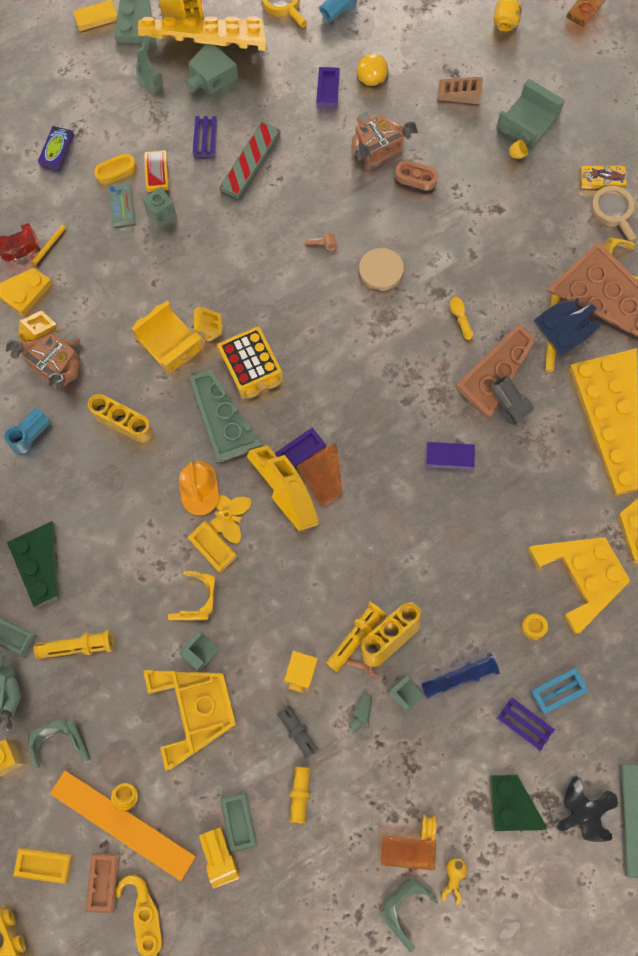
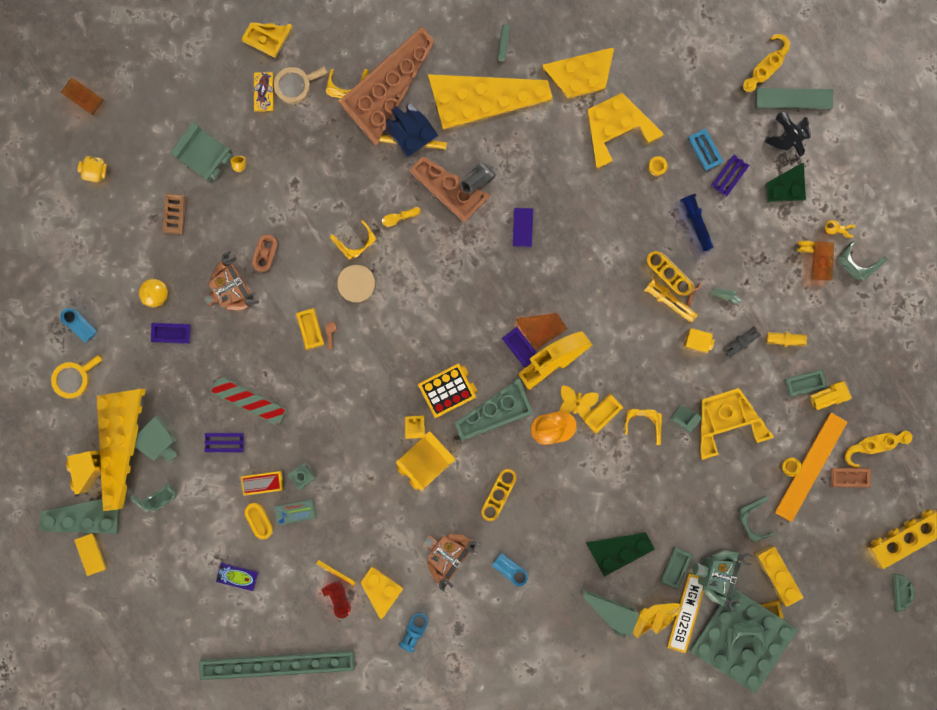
camera: 95 degrees left, 15 degrees up
(35, 327) = (418, 574): yellow bracket -> none
(43, 865) = (840, 522): yellow tile -> none
(85, 644) = (682, 506): yellow pin -> none
(329, 221) = (310, 329): none -> yellow tile
(405, 694) = (712, 263): sand green panel -> none
(418, 260) = (349, 253): none -> yellow helmet

